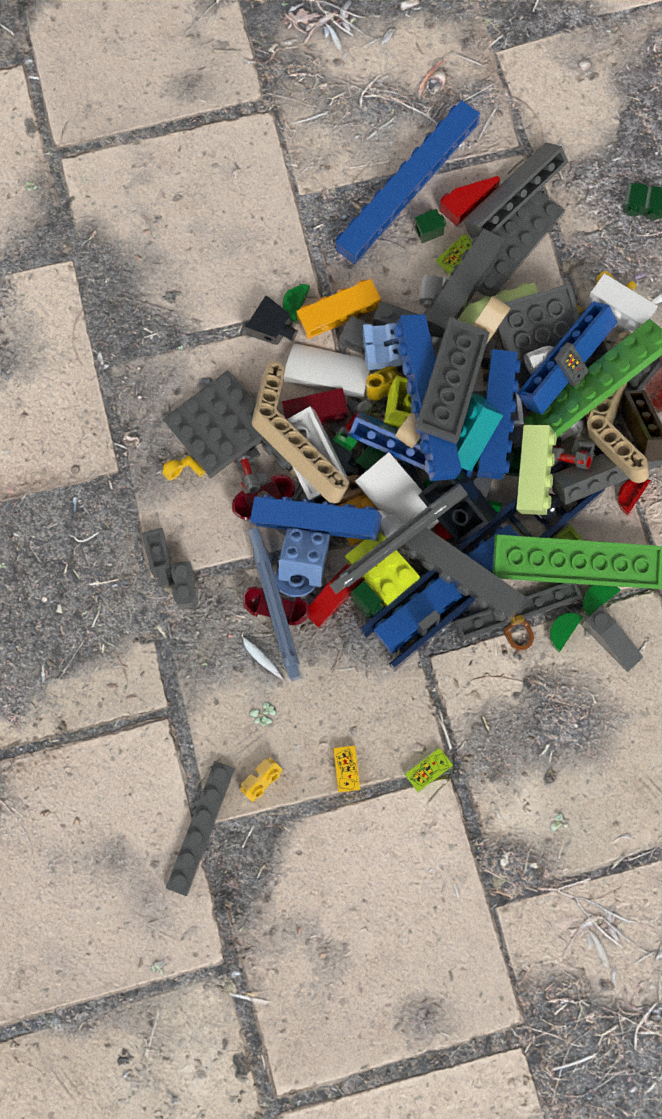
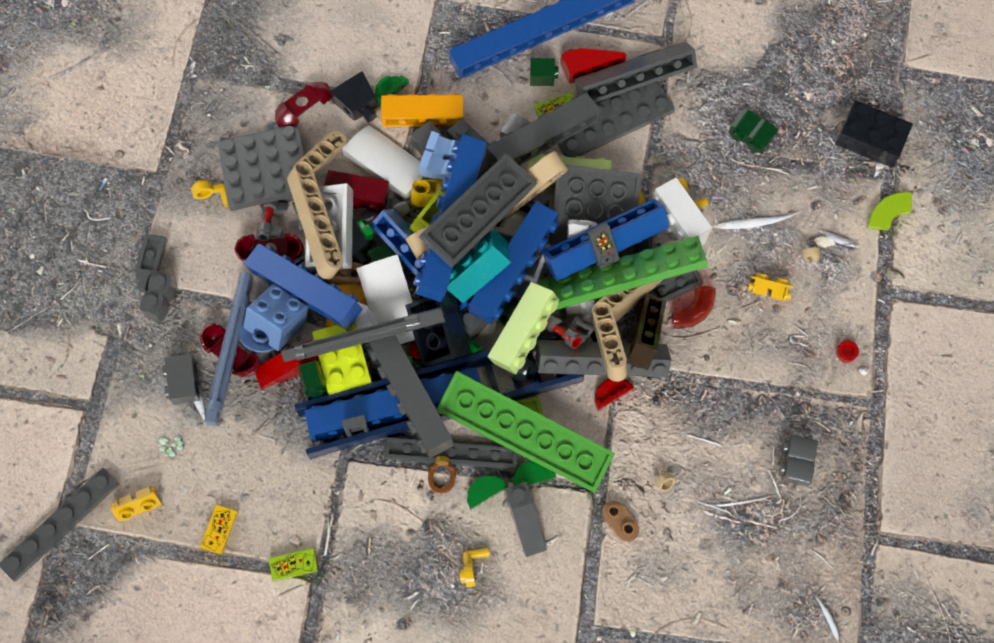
camera: 15 degrees right, 5 degrees down
(215, 362) = (287, 112): none -> dark red piece
(245, 650) = (181, 379): none -> dark grey brick
(586, 708) = (467, 573): none -> yellow plate

